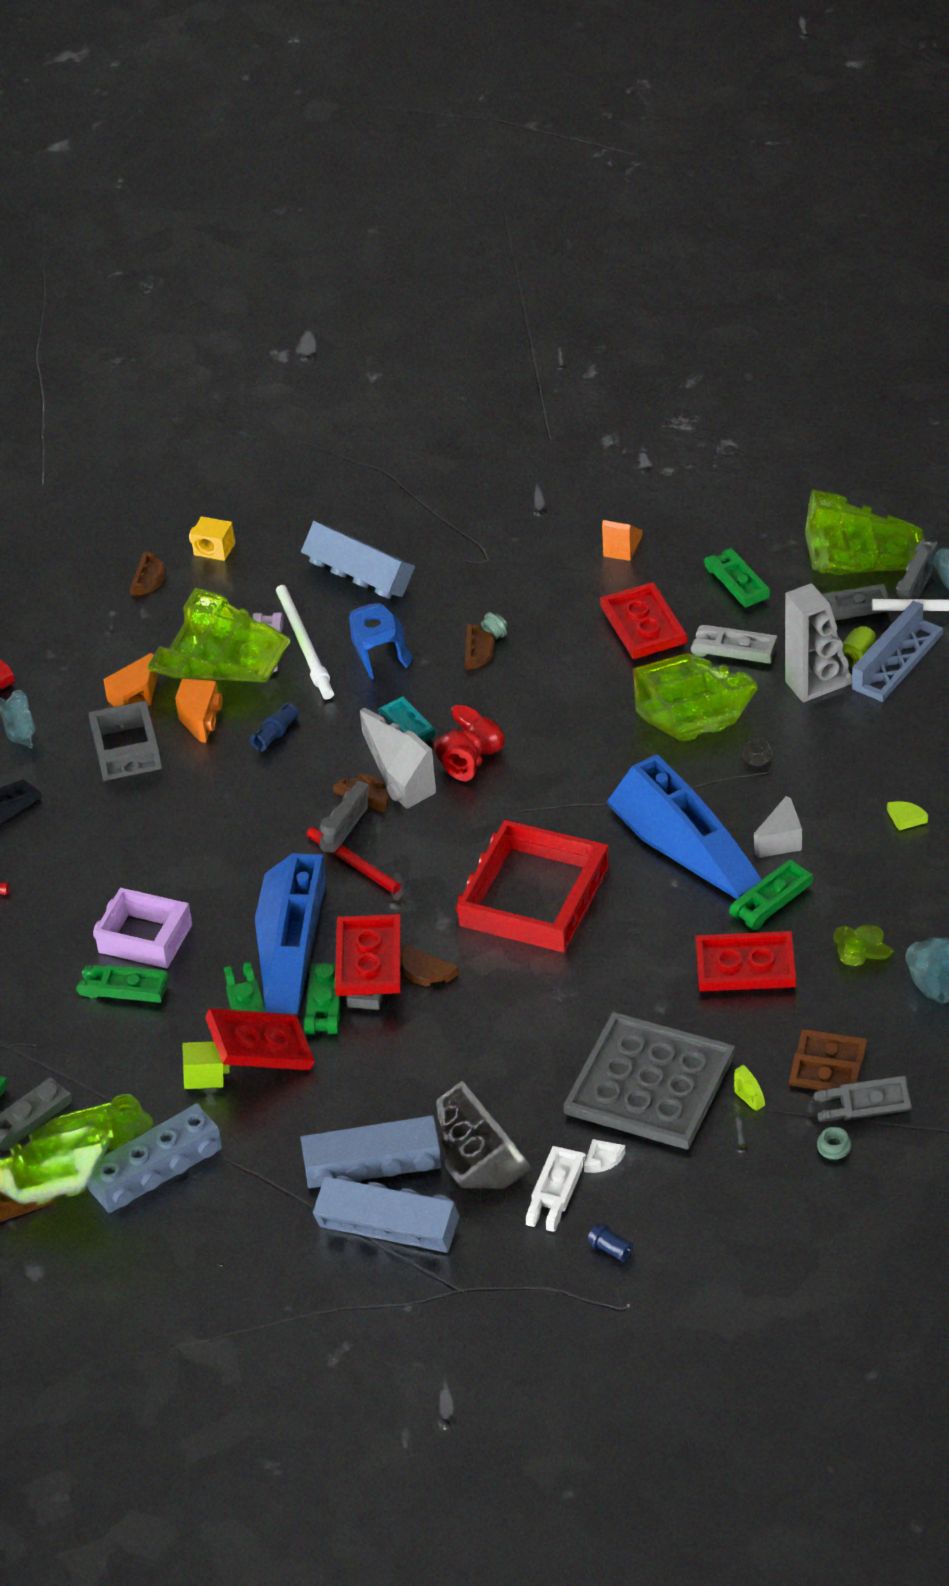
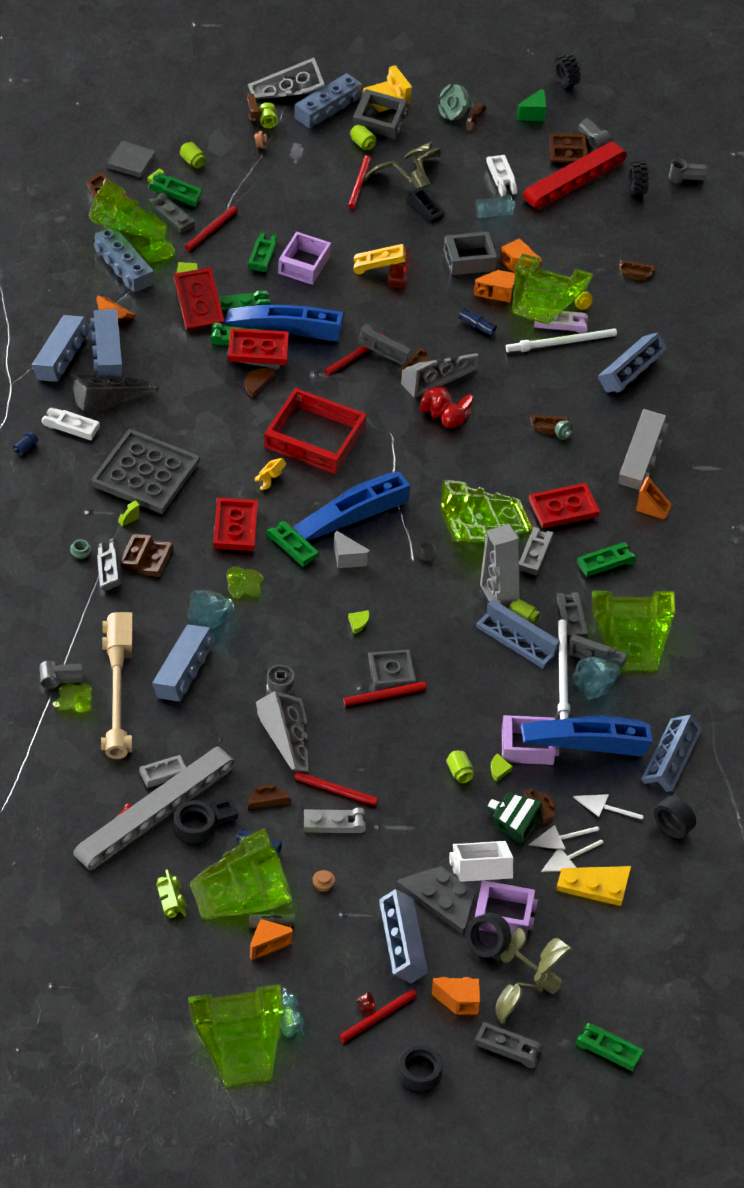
camera: 85 degrees right, 5 degrees up
(64, 1058) = (211, 228): none -> red bar
(148, 834) = (379, 258): none -> yellow plate
(156, 819) = (399, 272): none -> clear red hinge
(212, 538) = (664, 297): yellow brick -> none
(279, 1164) = (105, 304): none -> orange slope
(387, 631) = (548, 365): blue piece -> none
(407, 718) = (474, 382): teal plate -> none
(531, 542) = (643, 449): none -> light grey wedge
(603, 1156) = (94, 448): white tile -> none
(626, 929) = (271, 470): none -> yellow plate

